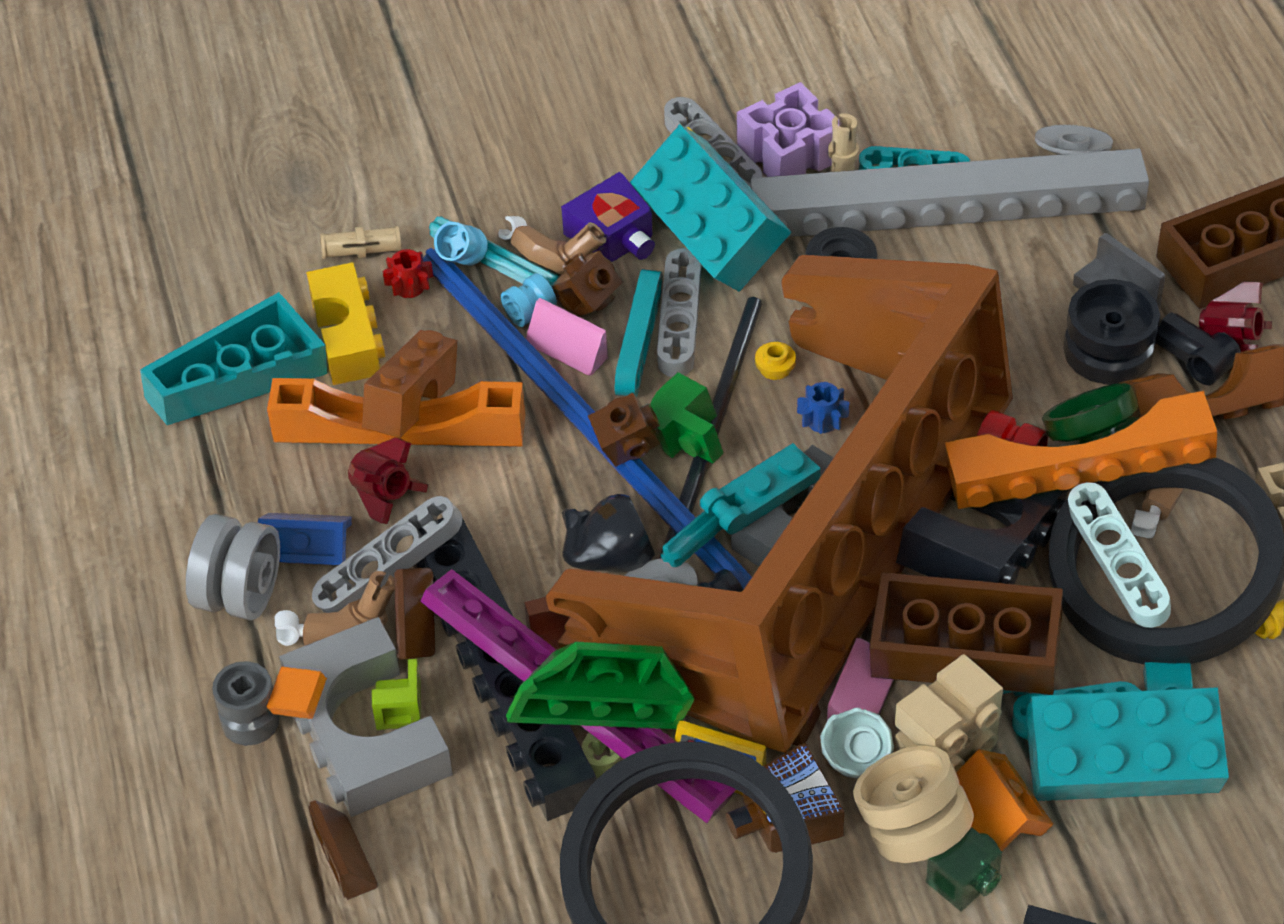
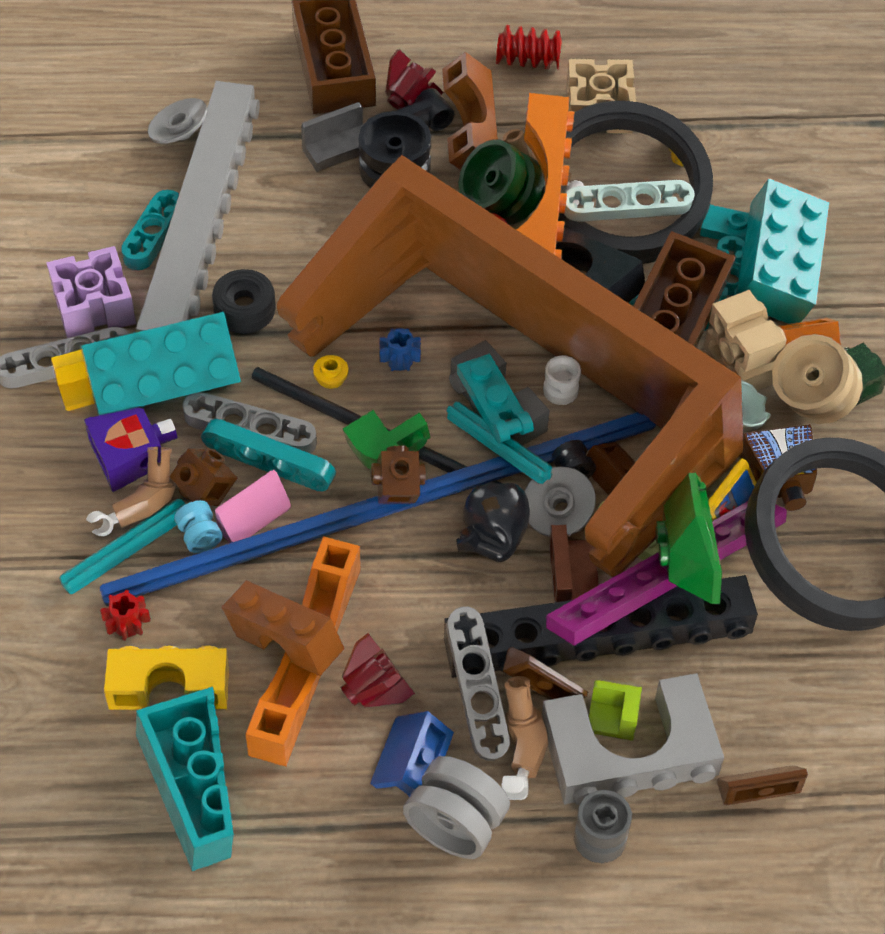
camera: 80 degrees left, 5 degrees up
(296, 692) = (618, 773): orange tile -> none
(360, 242) = (63, 649): tan pin -> none
(460, 243) = (124, 560): medium azure wheel -> none
(843, 148) = (130, 247): tan pin -> none

